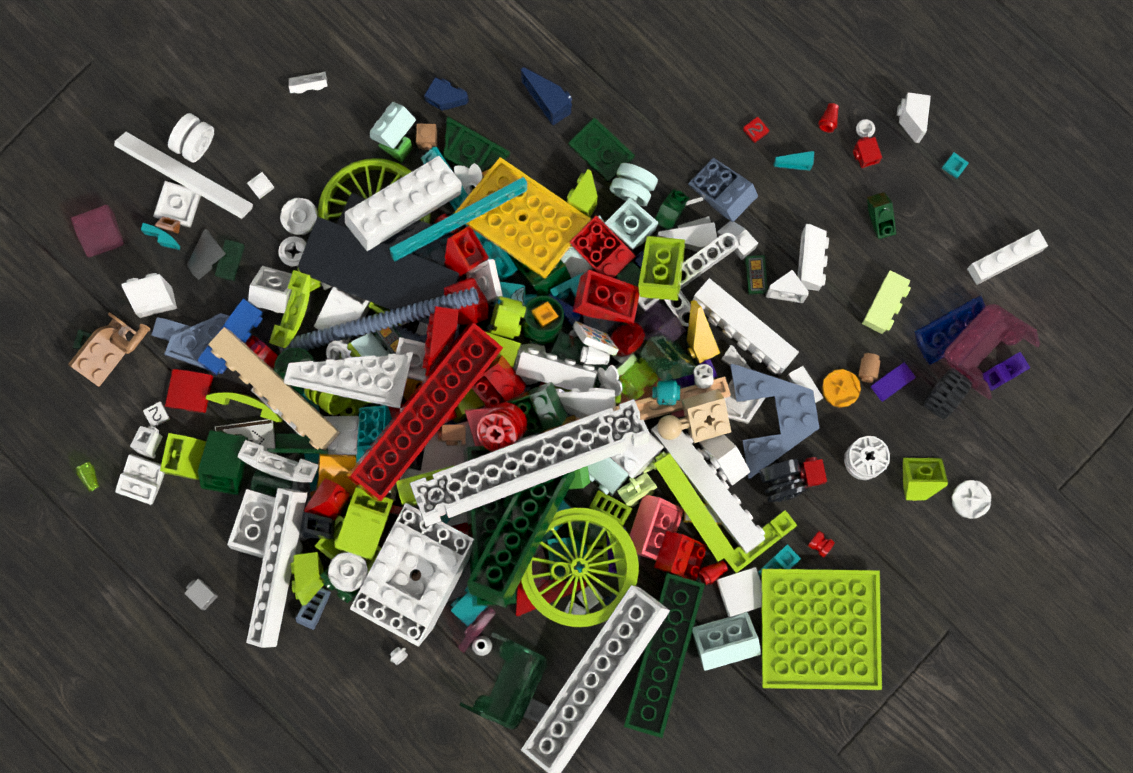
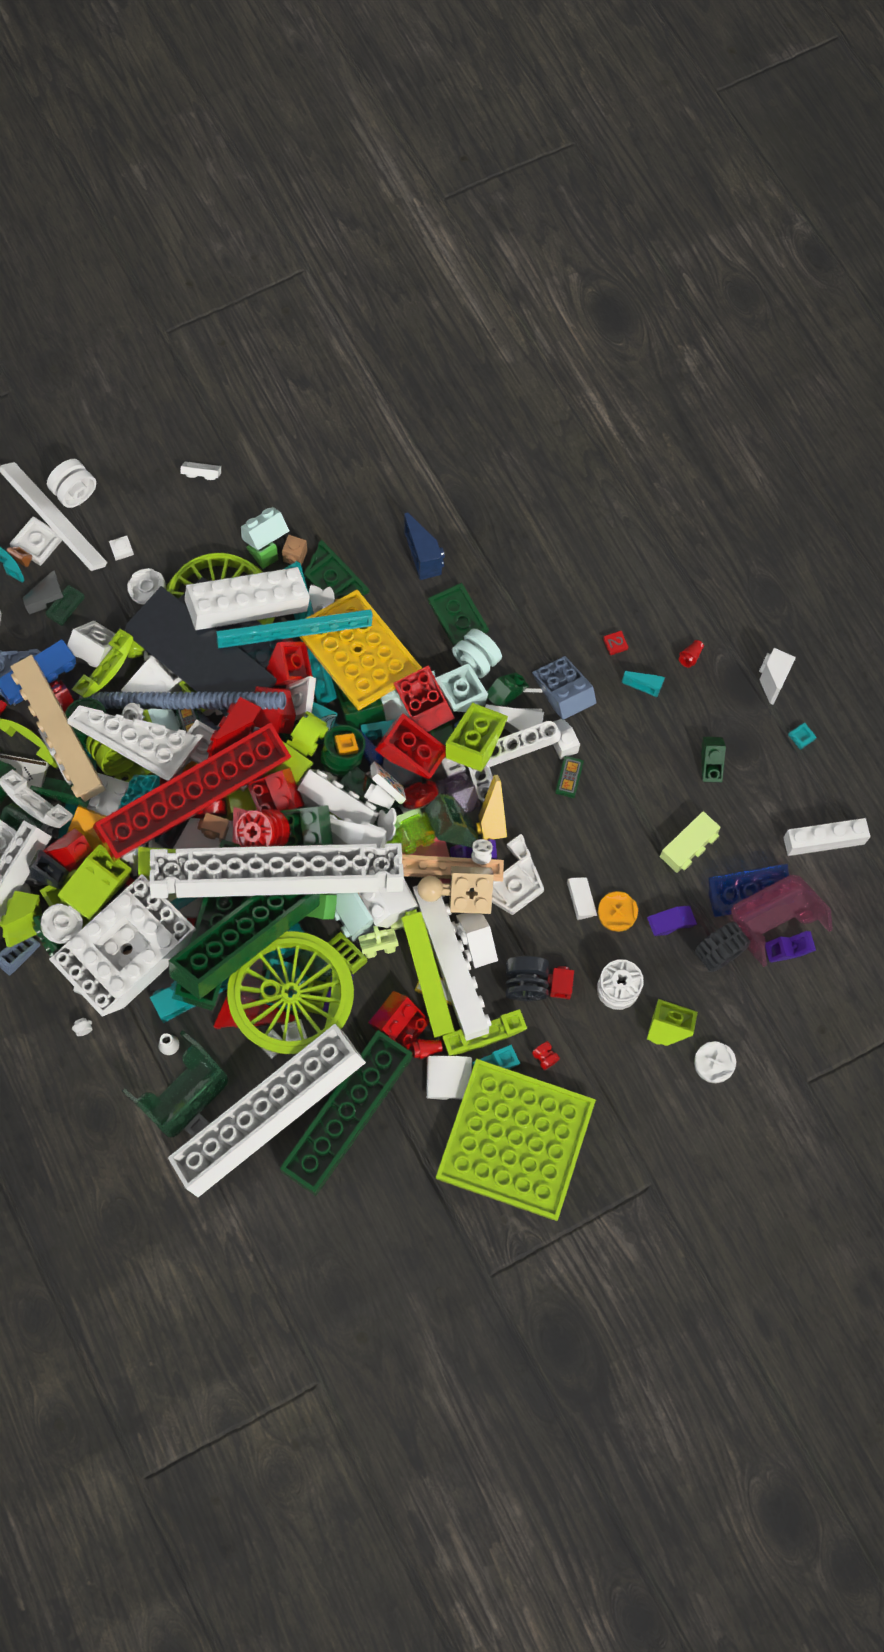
camera: 15 degrees right, 10 degrees down
(288, 245) = (125, 609): white gear -> none
(445, 96) = (325, 520): dark blue slope -> none
(473, 631) = (169, 1025): clear pink wing -> none
(585, 195) = (424, 646): lime slope -> none
(651, 523) = (380, 979): coral slope -> none
(666, 392) = (439, 854): teal head -> none
(726, 641) = (415, 1120): light aqua slope -> none
(745, 328) = (539, 820): white brick -> none
(788, 289) = (594, 796): white slope -> none
(794, 410) = (562, 915): sand blue wing -> none
(812, 257) = (629, 776): white slope -> none
(865, 128) = (723, 674): white plate -> none
(867, 152) = (718, 695): red brick -> none
(869, 367) = (652, 899): medium nougat brick -> none

